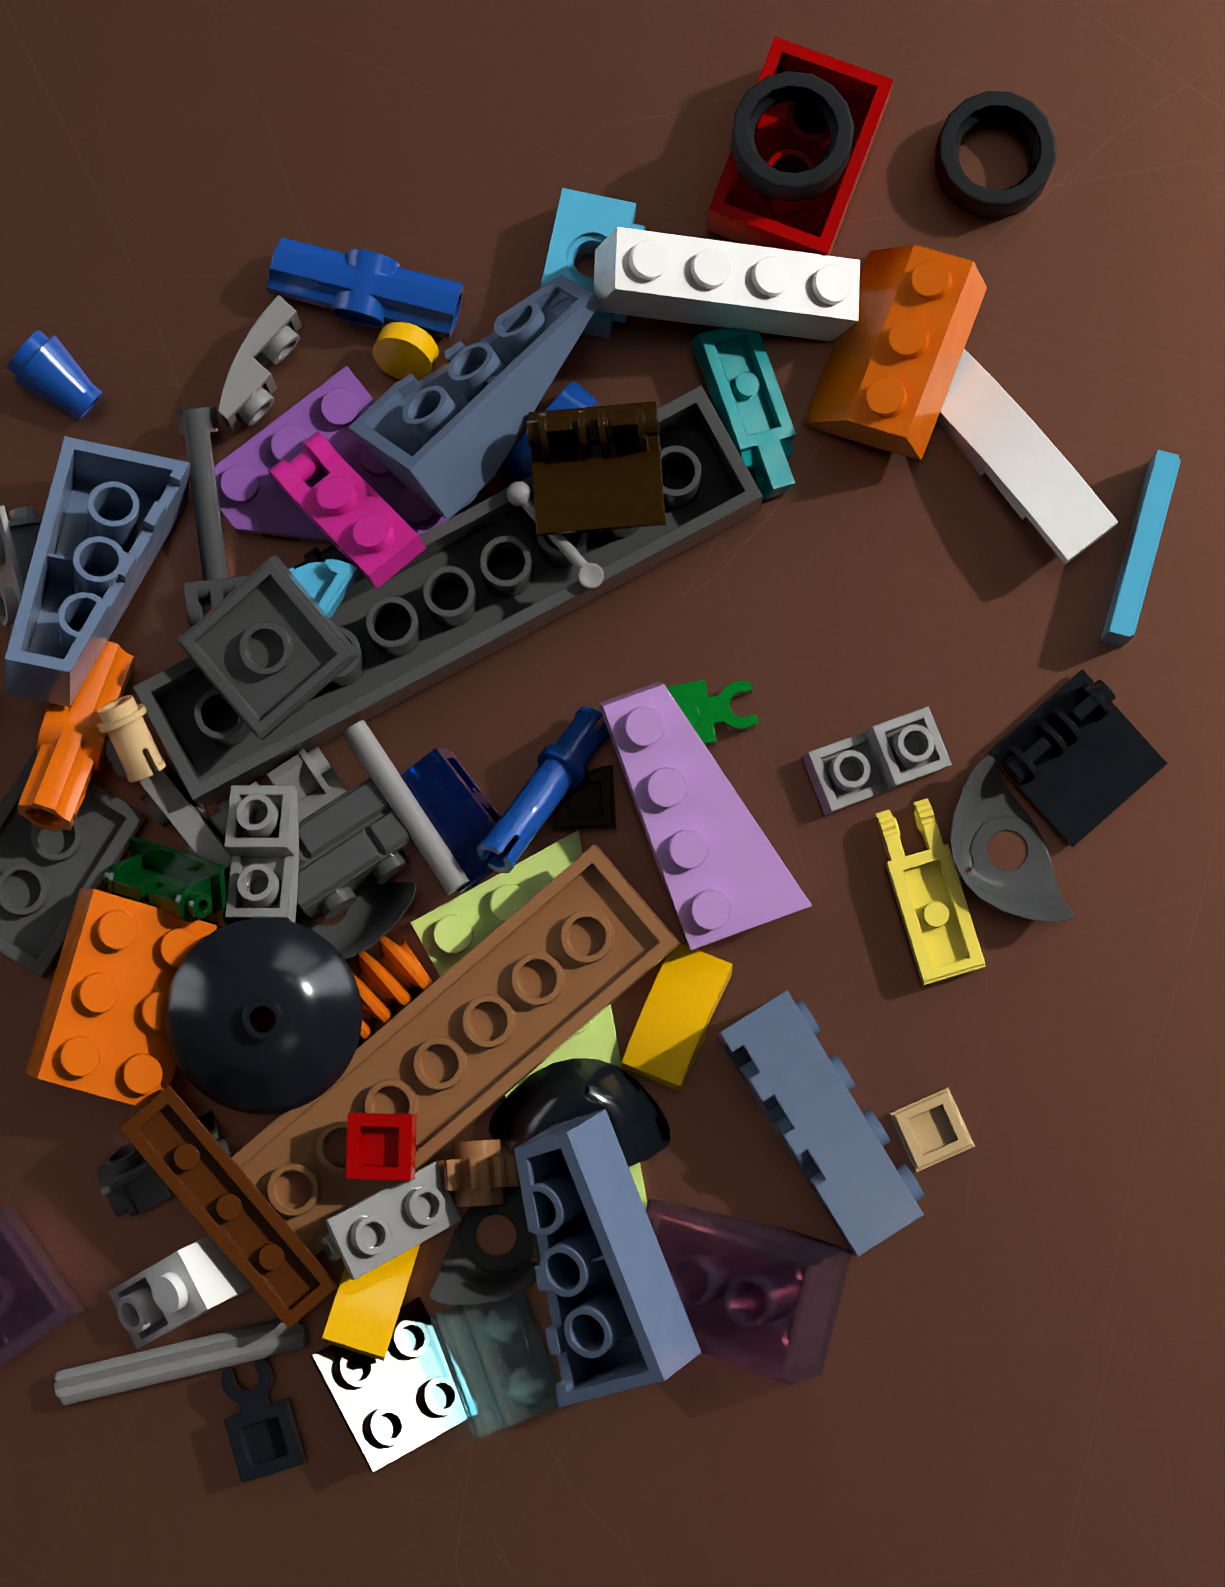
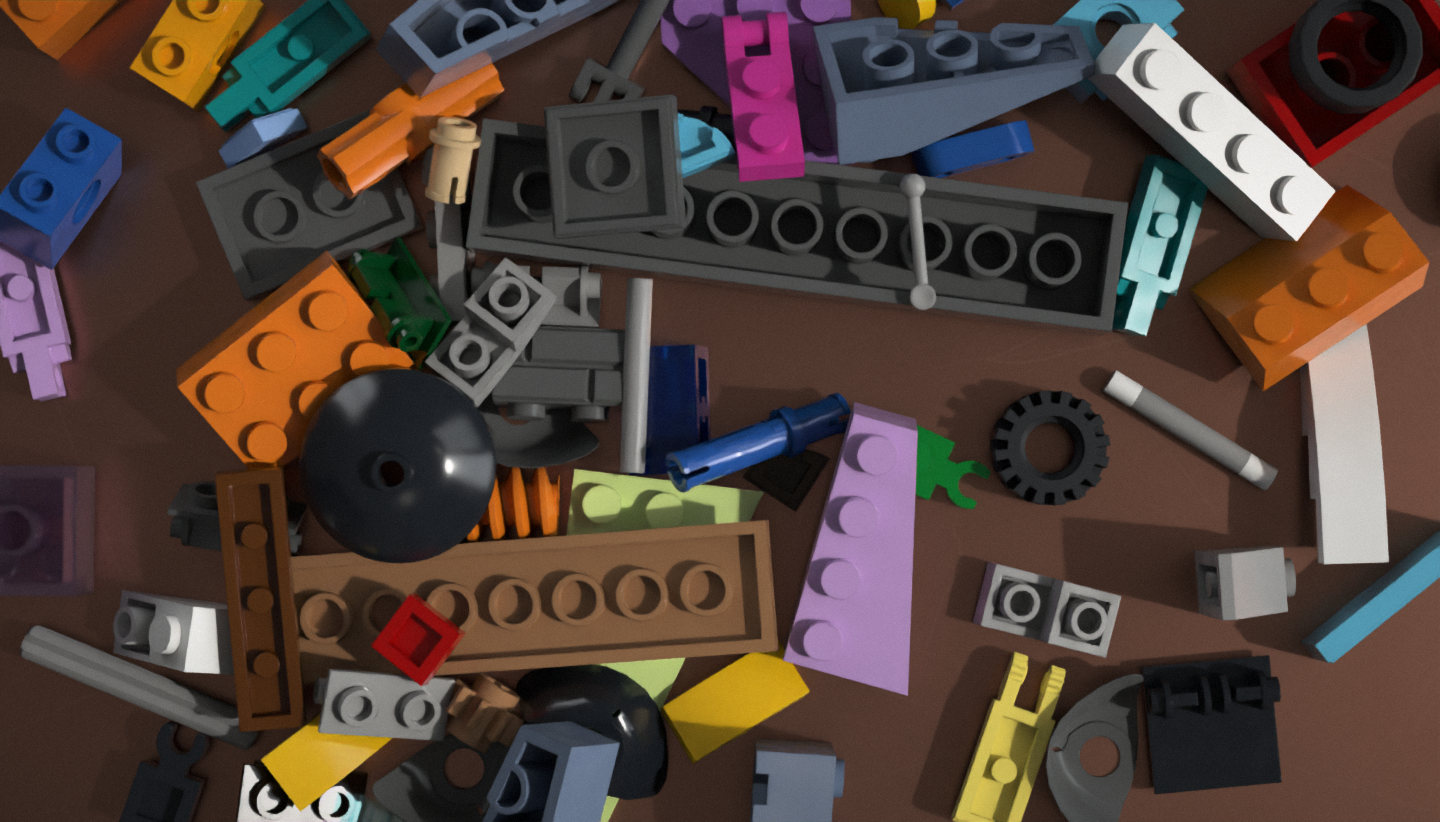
camera: 30 degrees right, 5 degrees up
(596, 468) = (991, 211): dark brown hinge -> none
(791, 591) = (1088, 453): none -> black tyre
(887, 535) = (1190, 430): none -> light grey bar
(1016, 621) = (1243, 582): none -> light grey slope

